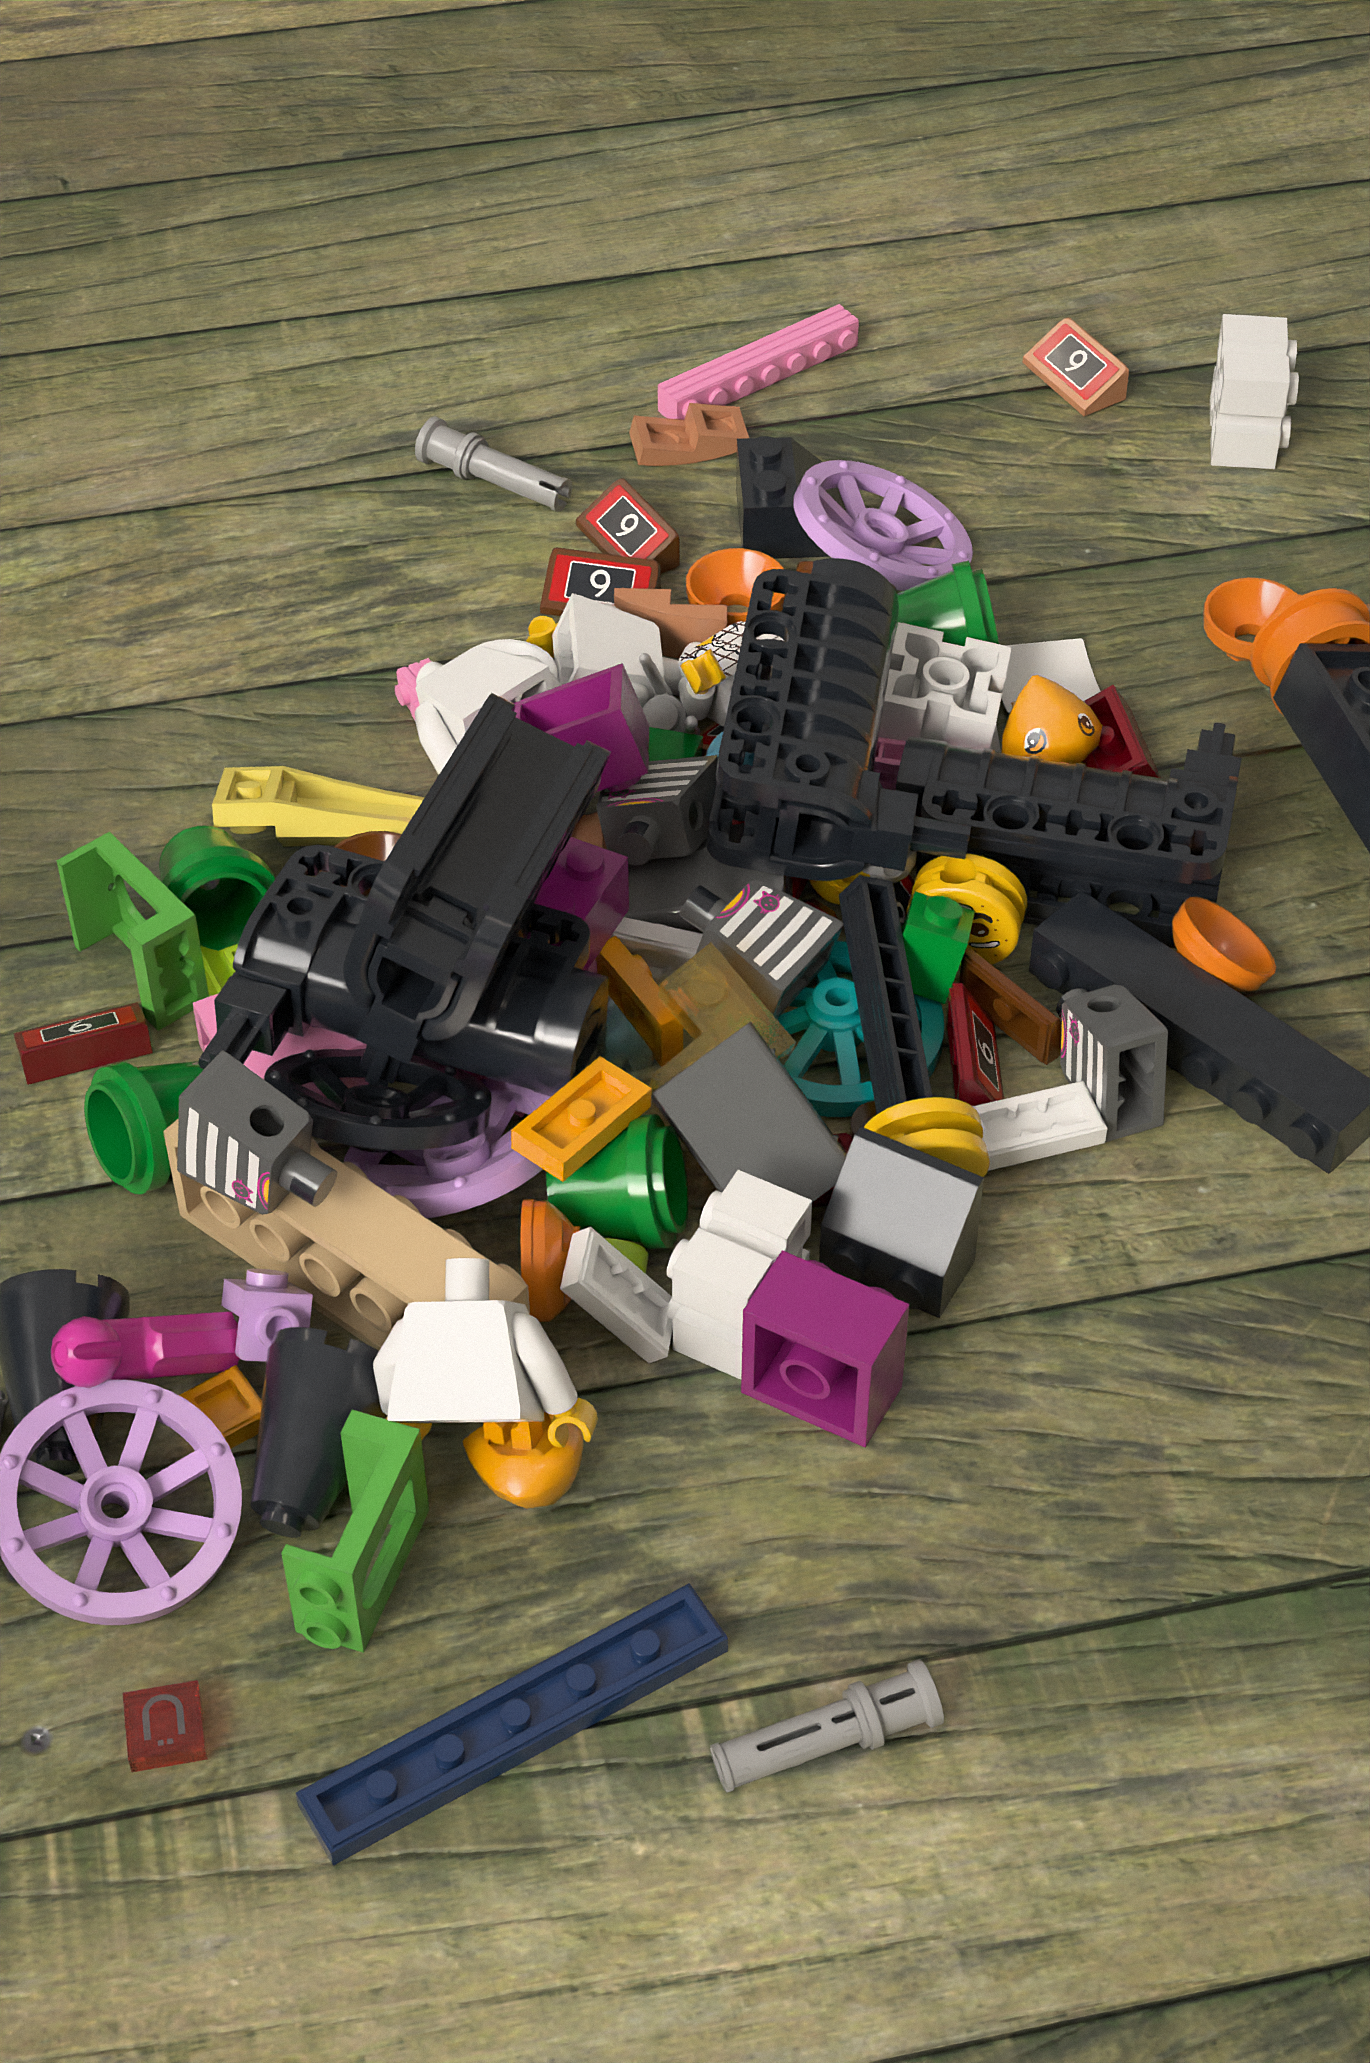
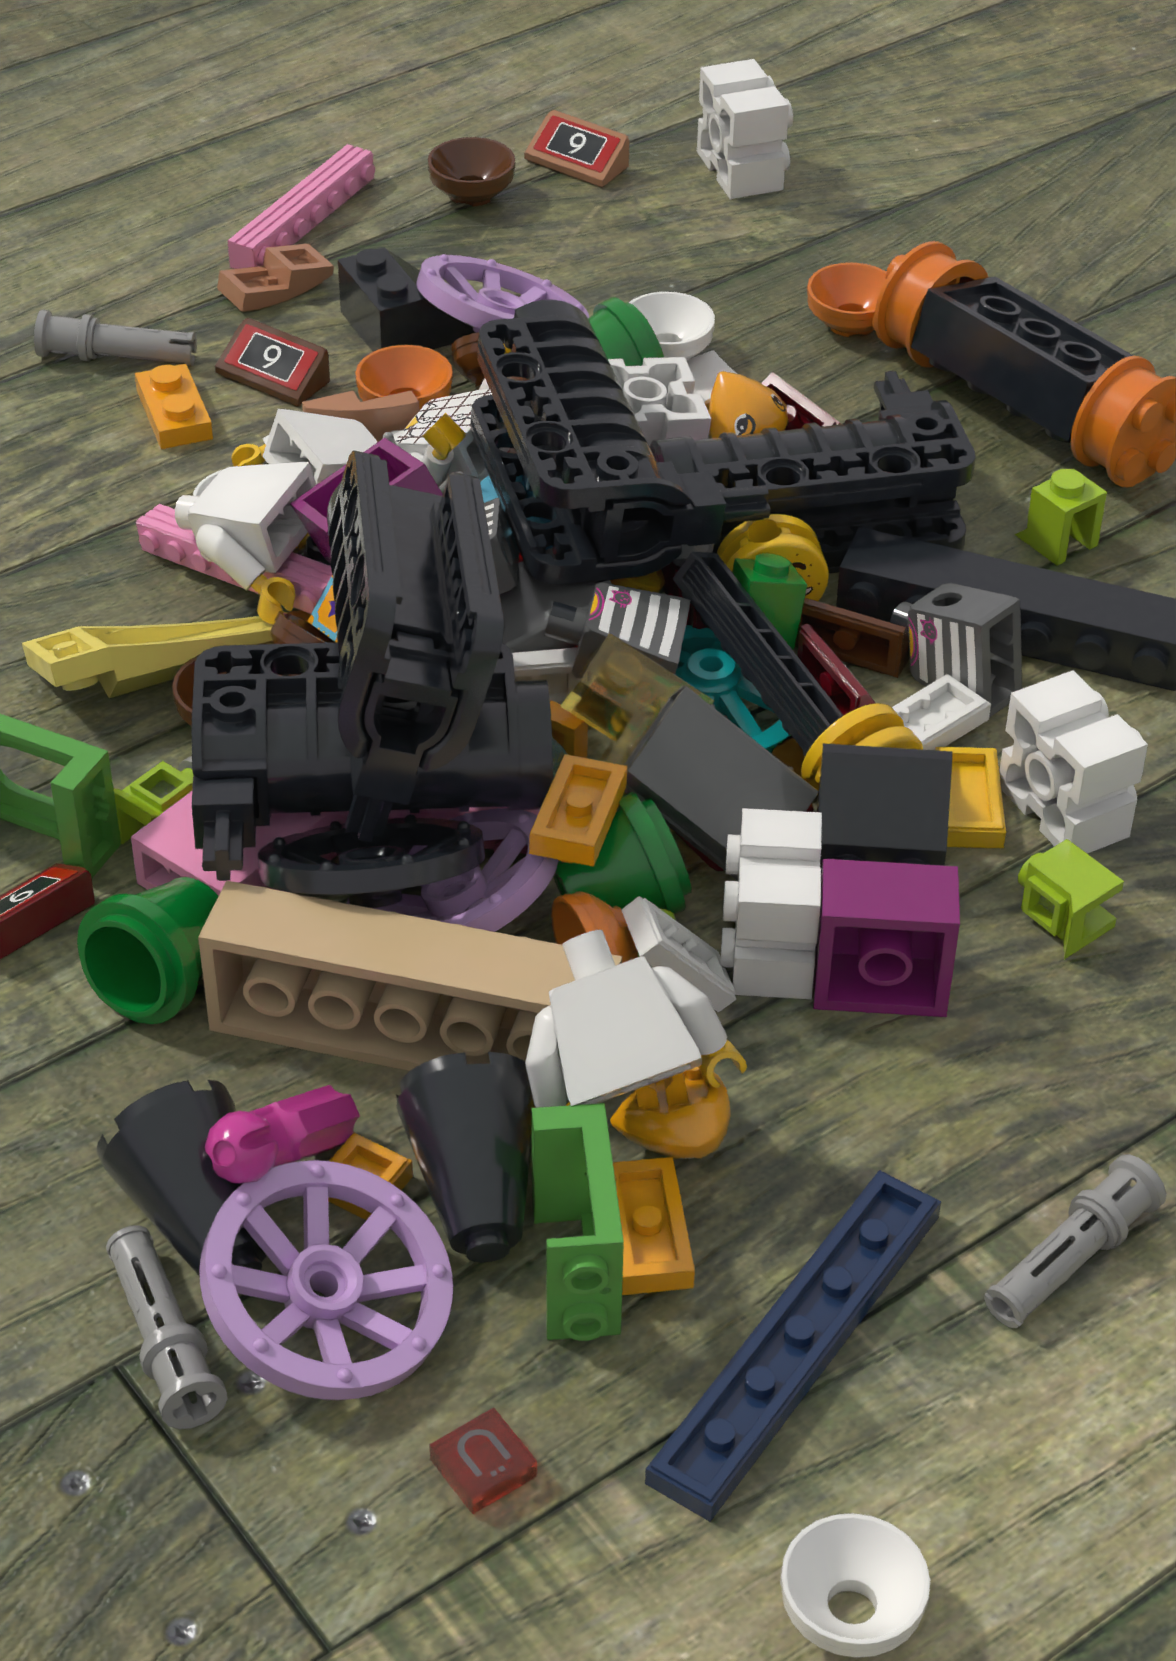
camera: 25 degrees left, 5 degrees down
(215, 882) = (99, 718): green piece -> none
(248, 1139) = (308, 907): dark grey torso -> none
(264, 1306) = (370, 1074): lavender bracket -> none
(391, 1950) = (859, 1557): none -> white piece
(438, 1557) = (653, 1227): none -> light orange plate
(512, 552) = (173, 406): none -> light orange plate
(593, 577) = (252, 407): slope -> none
(947, 355) = (471, 169): none -> reddish brown piece
(1031, 1221) = (975, 799): none -> yellow tile
(1039, 590) = (679, 321): none -> white piece
(1053, 1366) = (1066, 893): none -> lime window
(1134, 1226) = (1072, 763): none -> white brick
(1221, 945) = (987, 537): orange piece -> none
(1319, 923) = (1064, 508): none -> lime window

